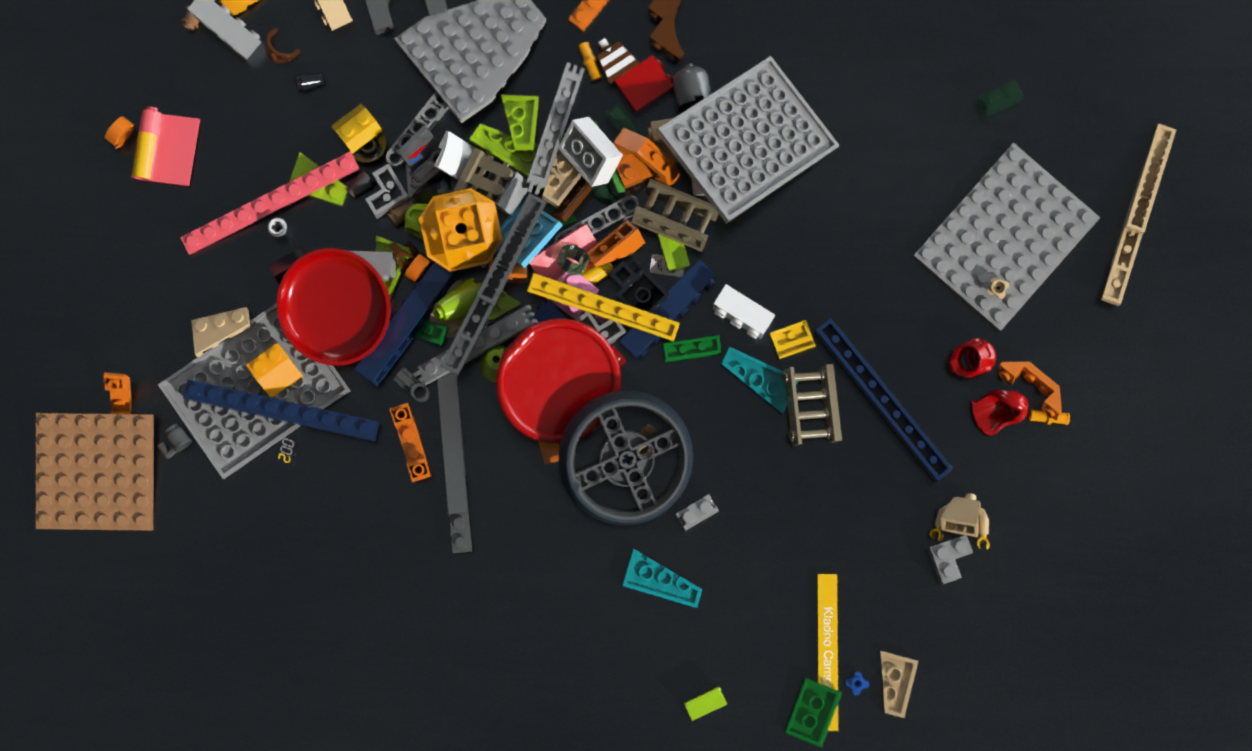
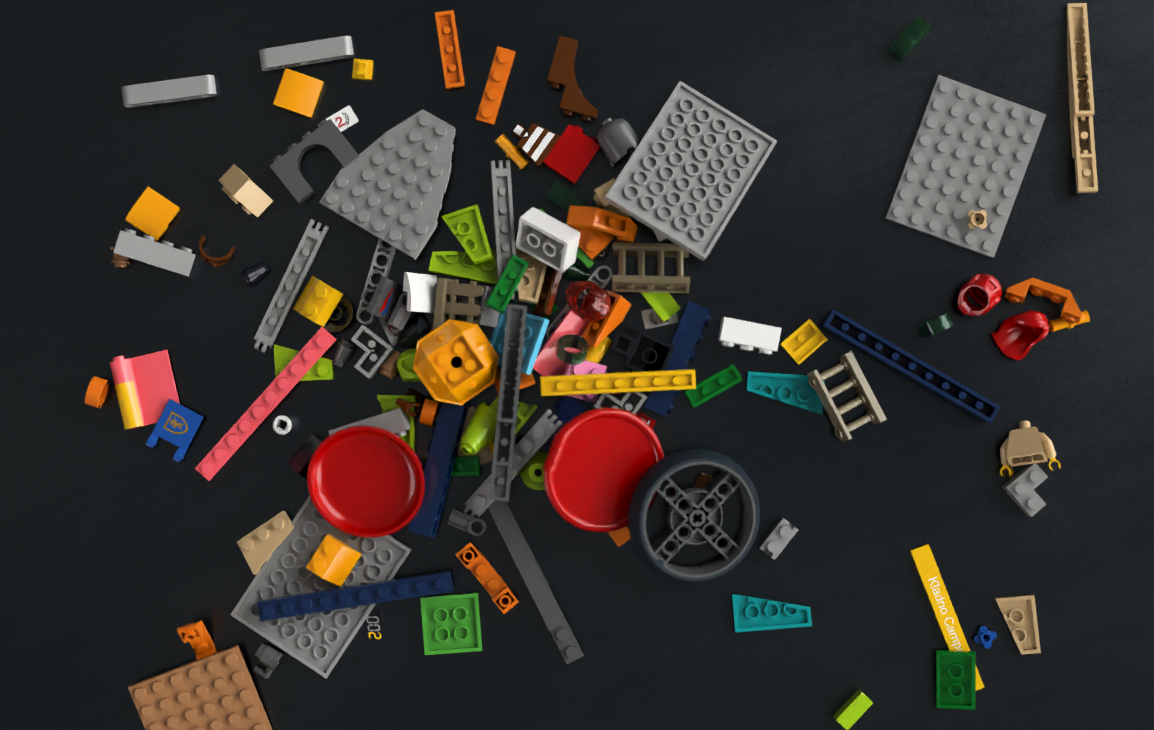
camera: 20 degrees left, 5 degrees up
(180, 192) = (176, 426): none -> blue flag
(336, 104) = (290, 285): none -> light grey hinge
(360, 474) = (451, 623): none -> bright green plate
(537, 177) = (507, 284): none -> green tile
(611, 227) = (595, 304): none -> clear red helmet
(923, 371) = (937, 324): none -> clear green piece

